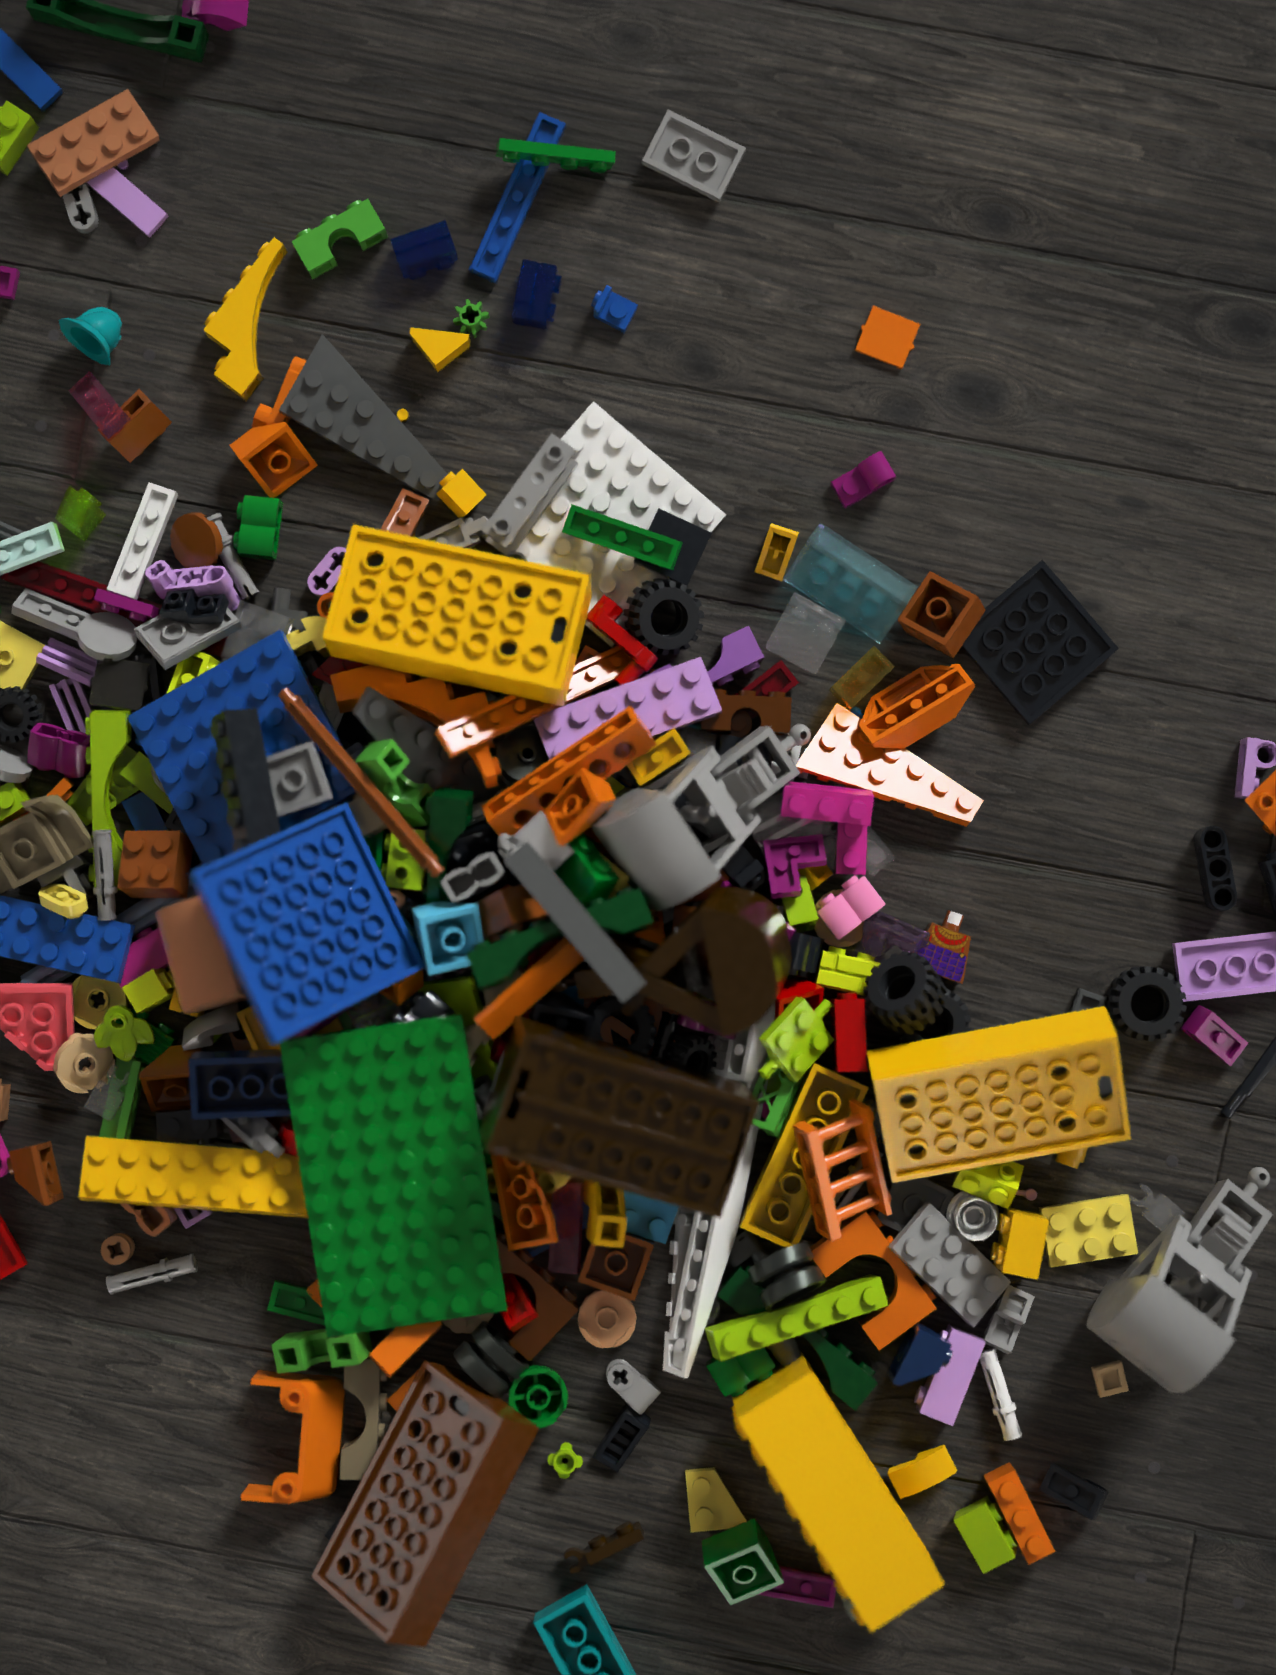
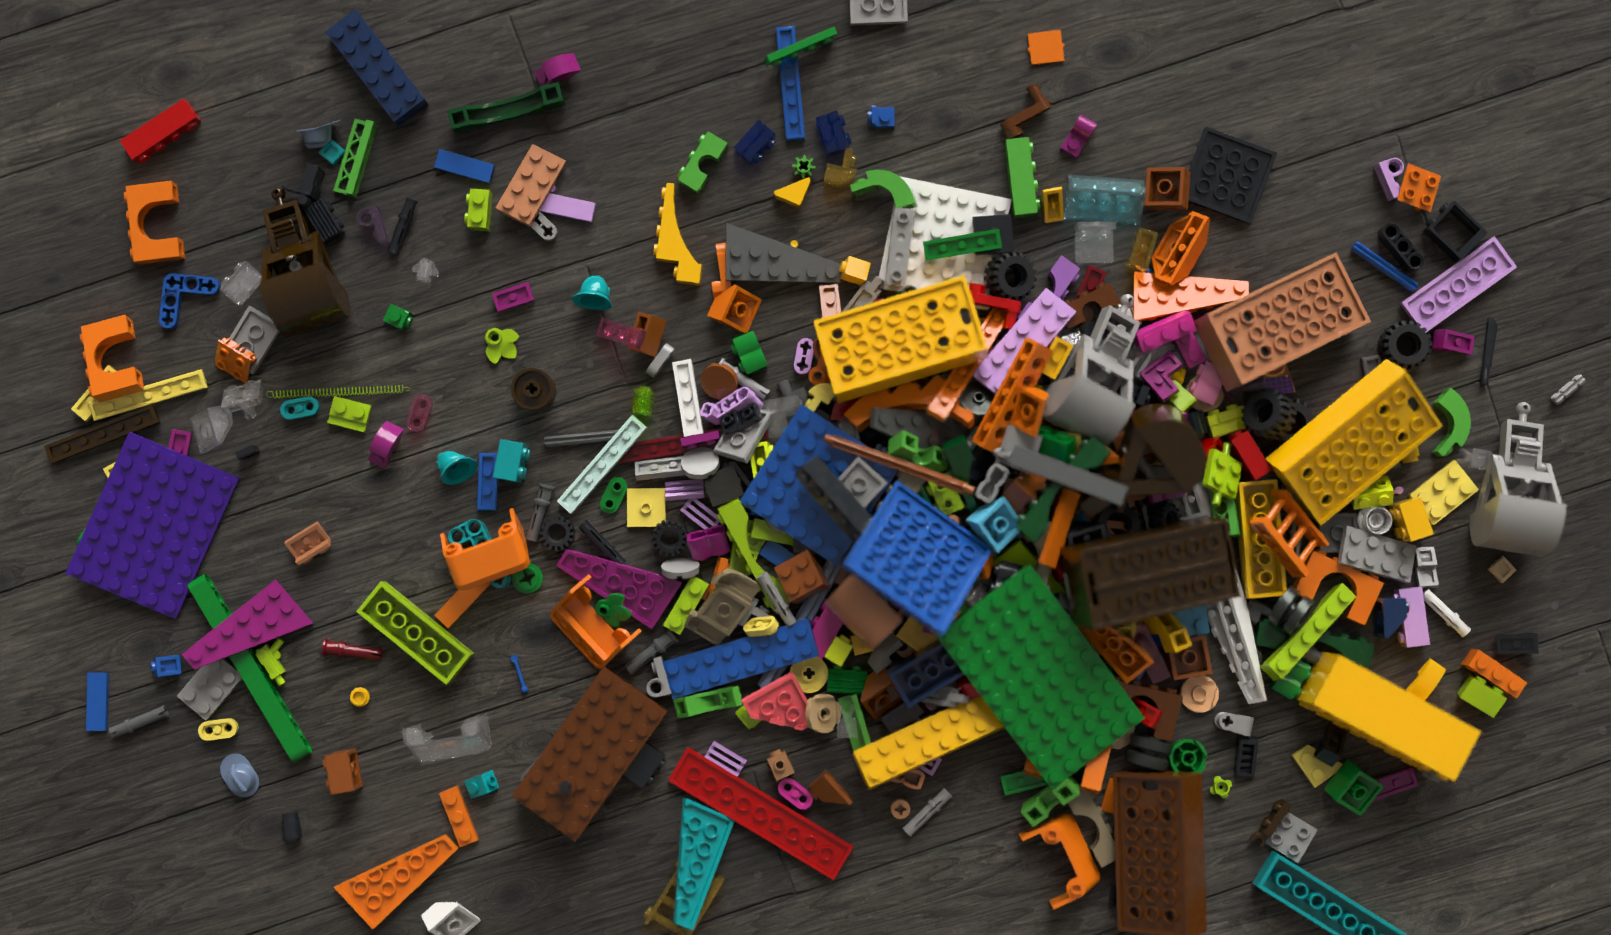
camera: 25 degrees left, 0 degrees up
(123, 1037) = (838, 685): lime plate -> none
(134, 471) = (660, 360): none -> light grey beam
(518, 358) = (843, 175): none -> clear yellow brick
(580, 421) = (887, 181): none -> bright green arch
(622, 1581) = (1292, 837): none -> light grey hinge
(742, 1490) = (1332, 746): none -> black plate
(755, 491) = (1020, 177): none -> bright green brick
(782, 415) = (1011, 126): none -> reddish brown beam
(992, 877) = (1281, 321): none -> nougat piece
(1162, 1146) = (1458, 421): none -> bright green arch
(1179, 882) = (1384, 266): none -> blue axle

